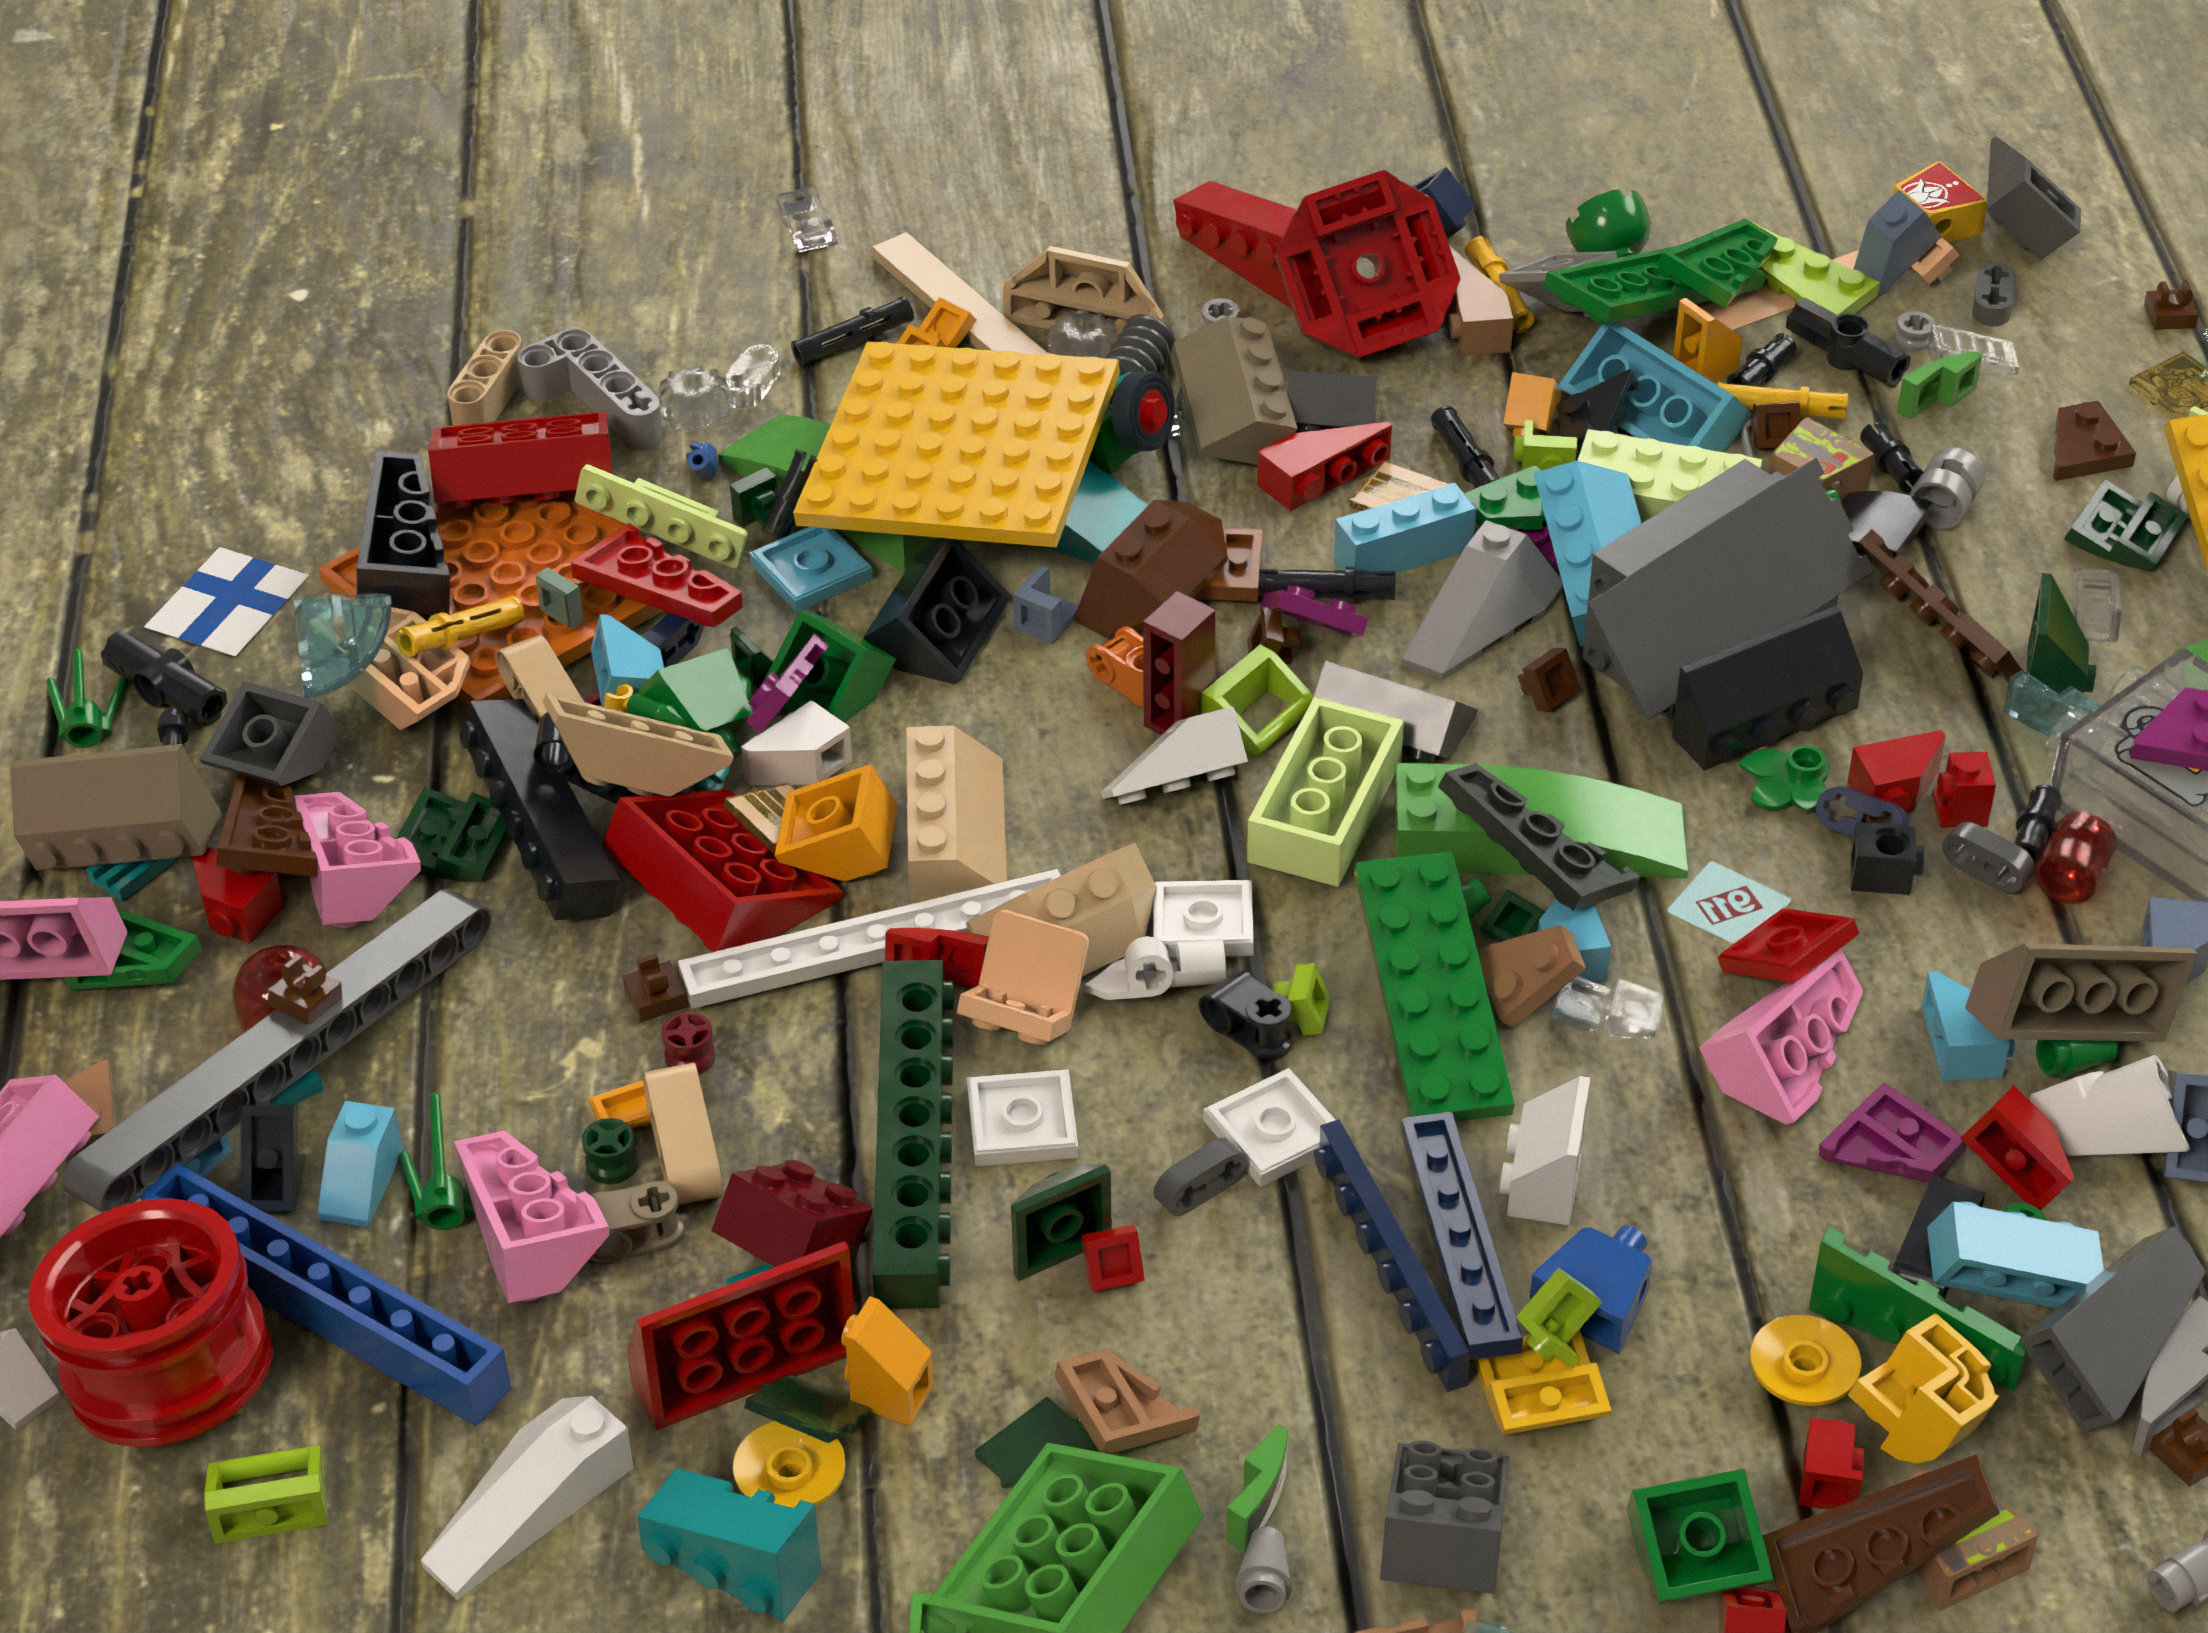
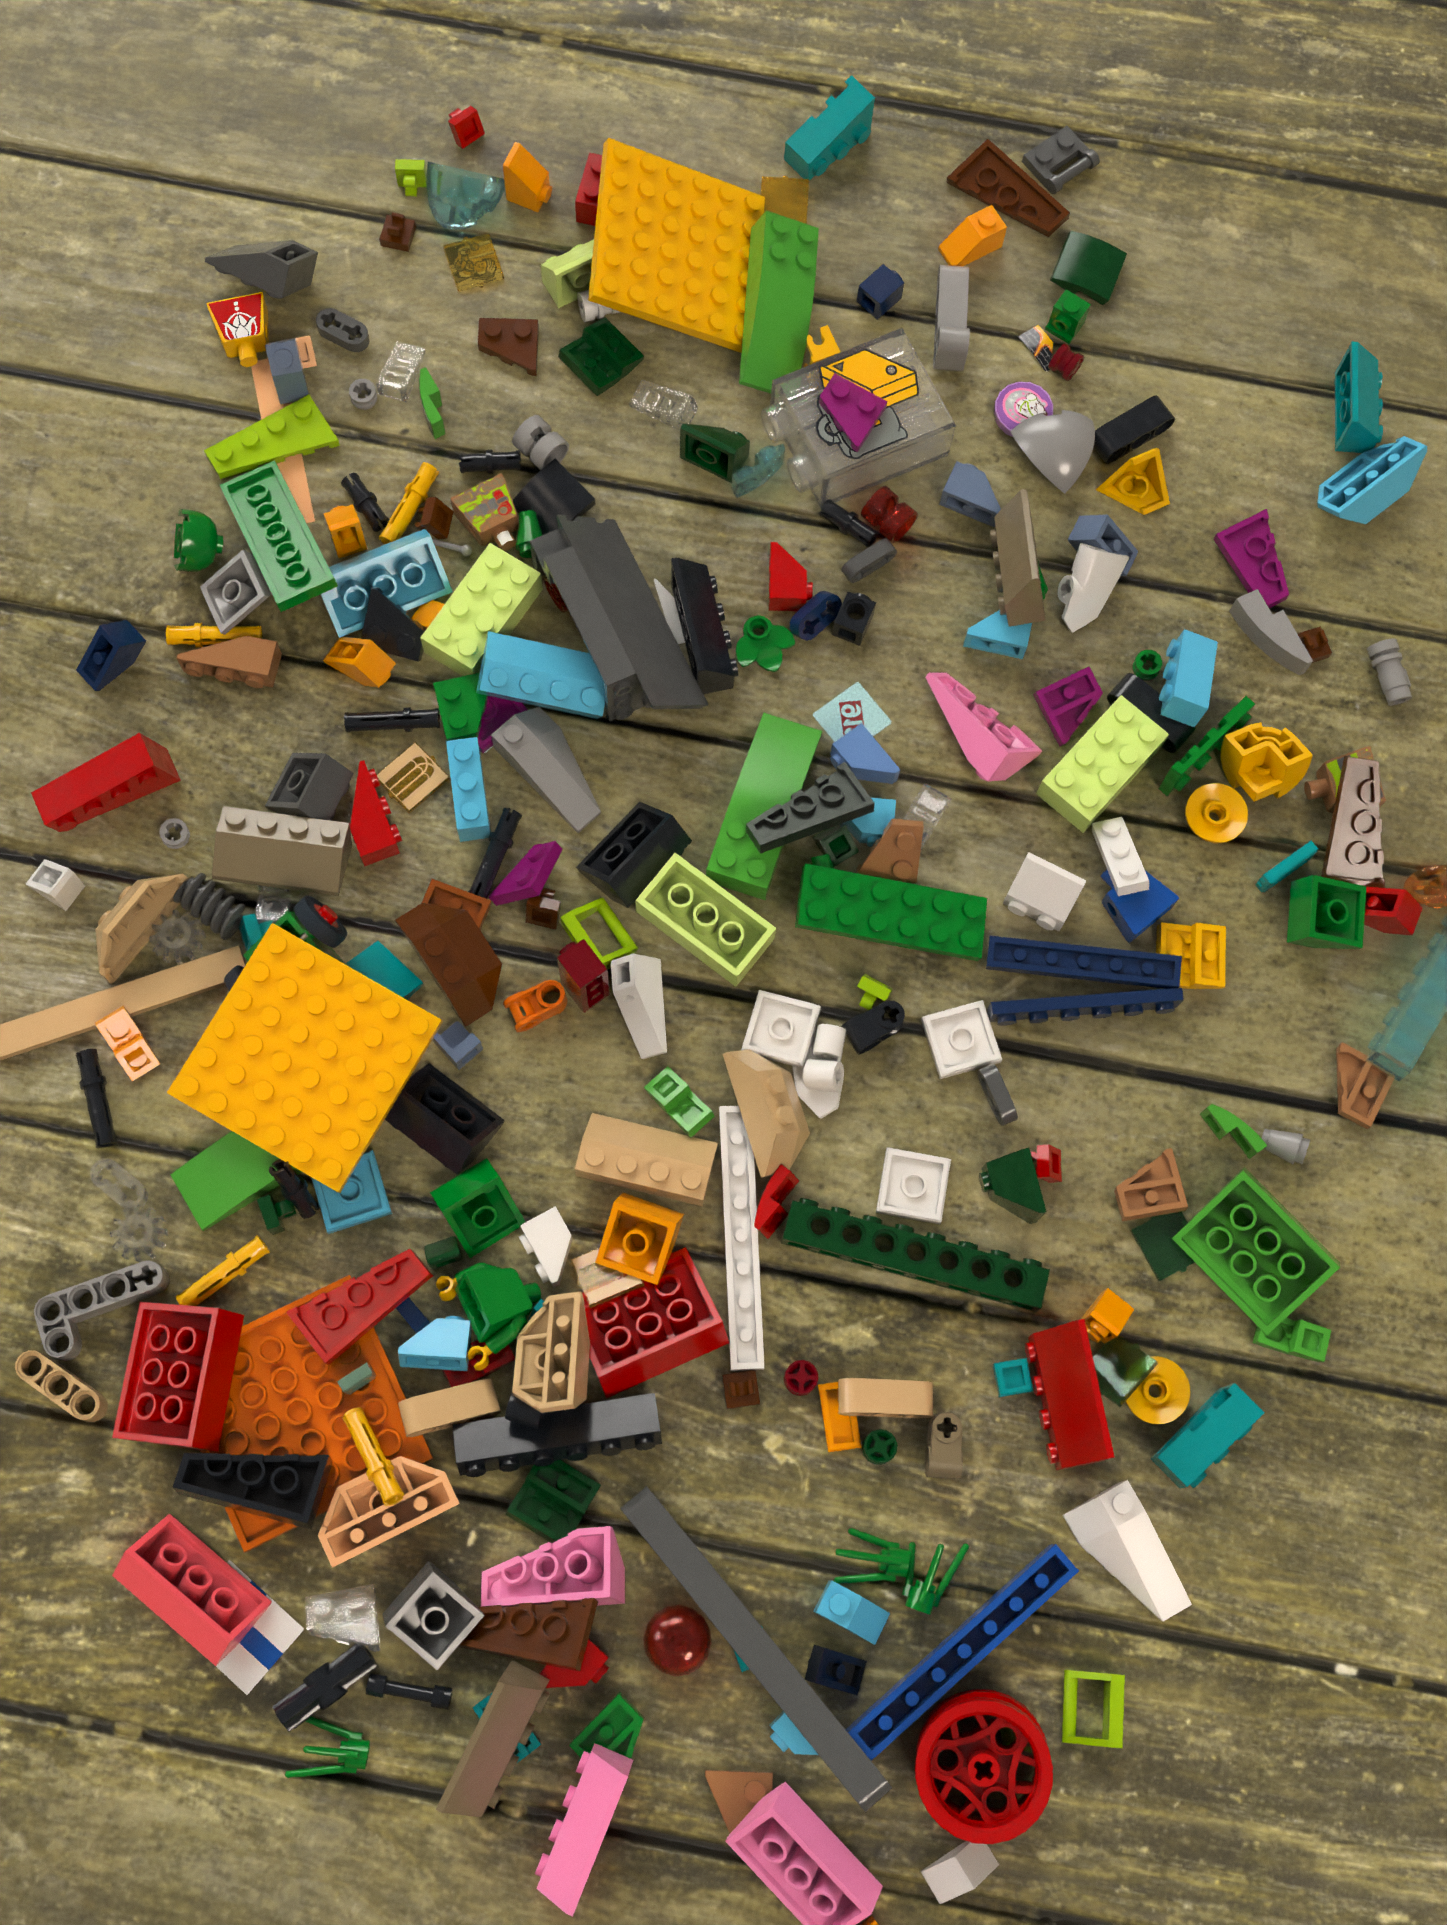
camera: 80 degrees left, 30 degrees up
(255, 661) = (345, 1616): none -> clear wing
(265, 539) = (191, 1588): none -> coral slope
(304, 991) = (727, 1625): reddish brown tile -> none
(338, 637) = (375, 1548): clear light blue brick -> none
(401, 1241) = (922, 1595): none -> green plant
(528, 1218) = (931, 1507): bright pink wedge -> none
(631, 464) = (223, 1273): none -> yellow pin
(662, 514) = (274, 1281): yellowish green bracket -> none
(702, 460) = (215, 1241): blue arm -> none
(778, 689) = (504, 1243): magenta wing -> none
(789, 1213) = (988, 1346): dark red brick -> none
(1027, 978) = (823, 1155): light nougat bracket -> none
(1053, 839) = (679, 1101): none -> bright green slope
(1107, 235) = (56, 883): none -> white slope
(1401, 237) = (205, 719): red piece -> none
(1445, 1517) = (1271, 1036): dark grey slope -> none
(1543, 450) = (419, 672): lime bracket -> none
(1549, 679) = (637, 748): reddish brown tile -> none
(1557, 1315) = (1176, 942): lime bracket -> none
(1658, 1232) = (1120, 856): none -> white plate
(1668, 912) = (864, 756): none -> medium blue slope
(1719, 261) = (277, 486): green wing -> none
(1770, 1480) = (1287, 867): none -> teal tile
(1788, 945) = (913, 700): red tile -> none
(1797, 1181) = (1102, 763): none -> yellowish green brick
(1830, 1465) = (1286, 828): red brick -> none
(1848, 342) = (382, 432): black piece -> none
(1934, 605) = (645, 499): reddish brown wing -> none
(1964, 790) = (814, 549): red brick -> none
(2021, 1148) = (1101, 641): red slope -> none
(2114, 1327) = (1246, 646): dark grey slope -> none

